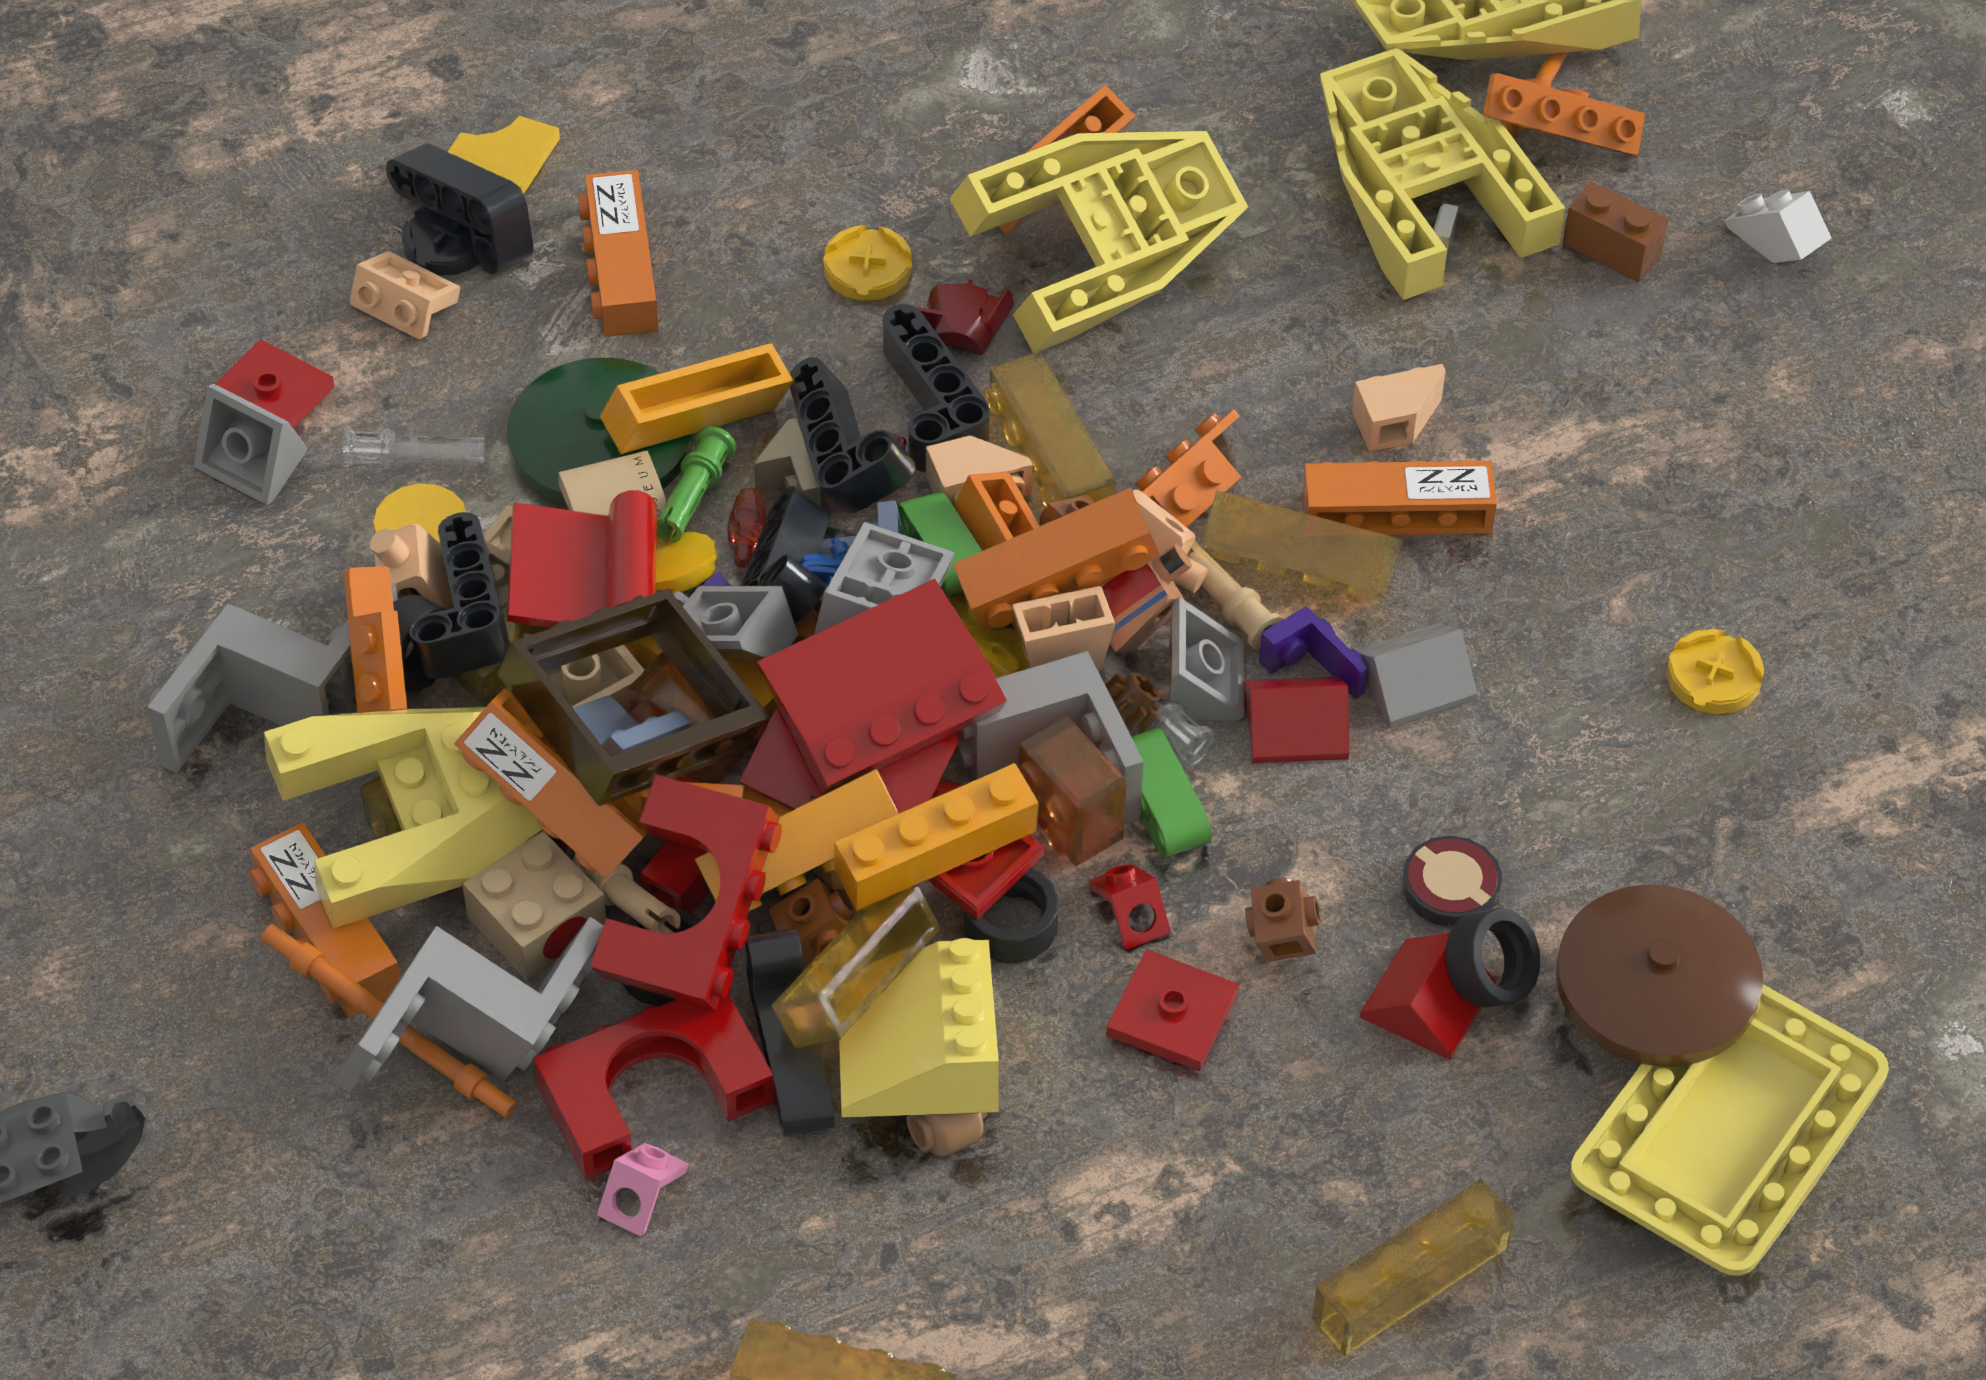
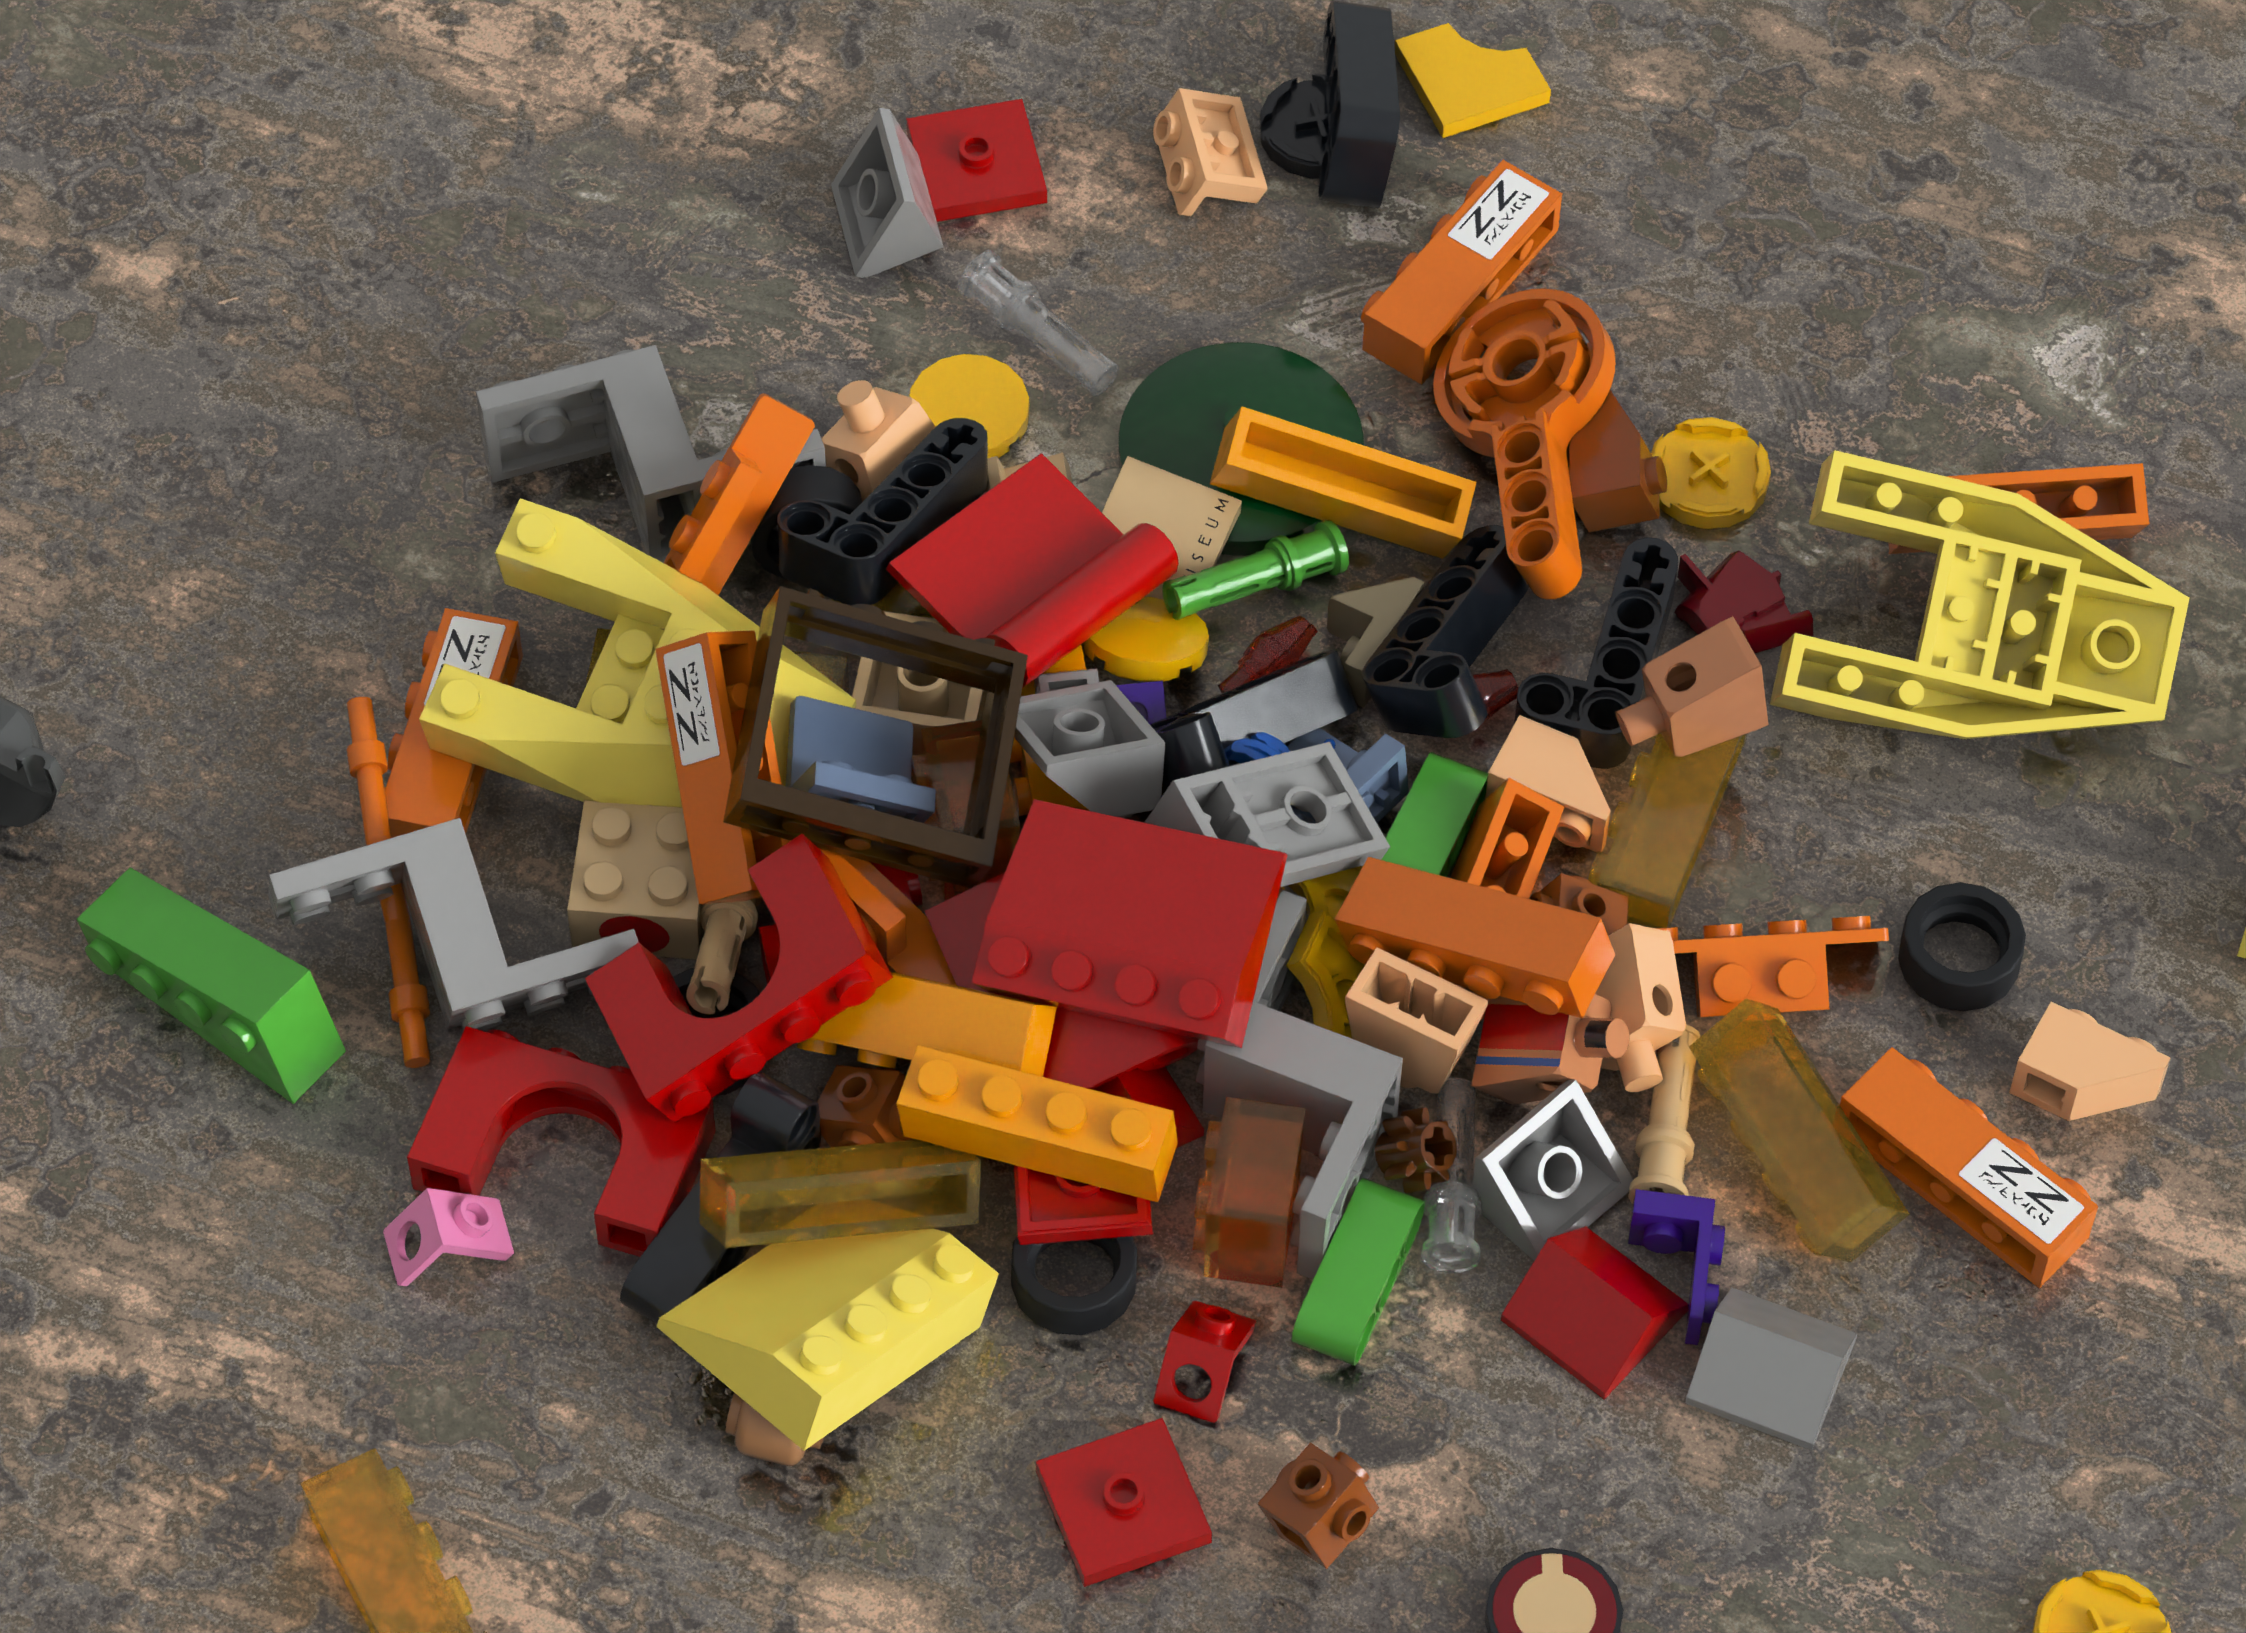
camera: 45 degrees right, 5 degrees up
(344, 1157) = (215, 981): none -> bright green wedge
(752, 294) = (1529, 418): none -> orange beam
(811, 281) = (1613, 471): none -> dark orange slope
(1022, 354) = (1699, 693): none -> nougat torso
(1274, 369) = (1967, 905): none -> black tyre

